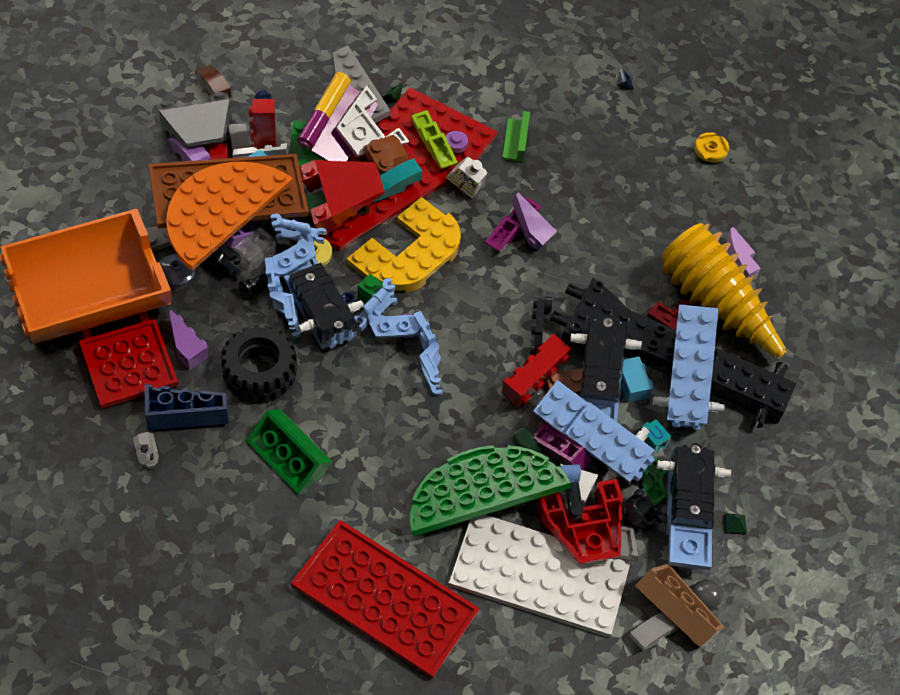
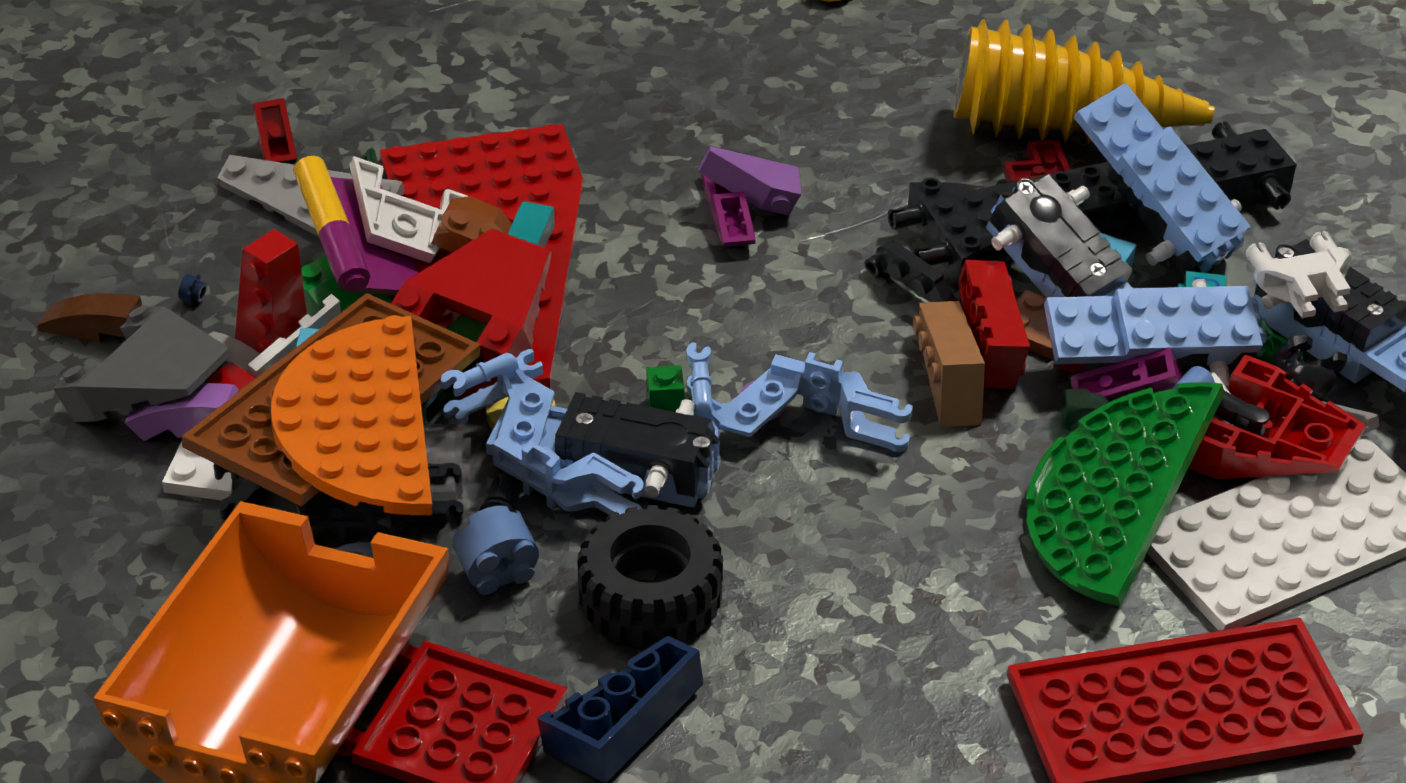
camera: 40 degrees left, 15 degrees down
(189, 347) = (507, 636): medium lavender slope -> none
(220, 304) = (496, 549): none -> medium blue brick
(288, 450) = (830, 648): green slope -> none
(376, 47) = (274, 131): none -> red slope
(434, 140) = (515, 179): lime slope -> none
(436, 244) = (673, 313): yellow plate -> none
(457, 140) = (536, 160): medium lavender wheel -> none
(468, 176) = (607, 183): white torso -> none
(488, 380) = (951, 363): none -> medium nougat wedge
(516, 138) = (597, 114): bright green panel -> none
(680, 468) = (1304, 276): none -> white connector

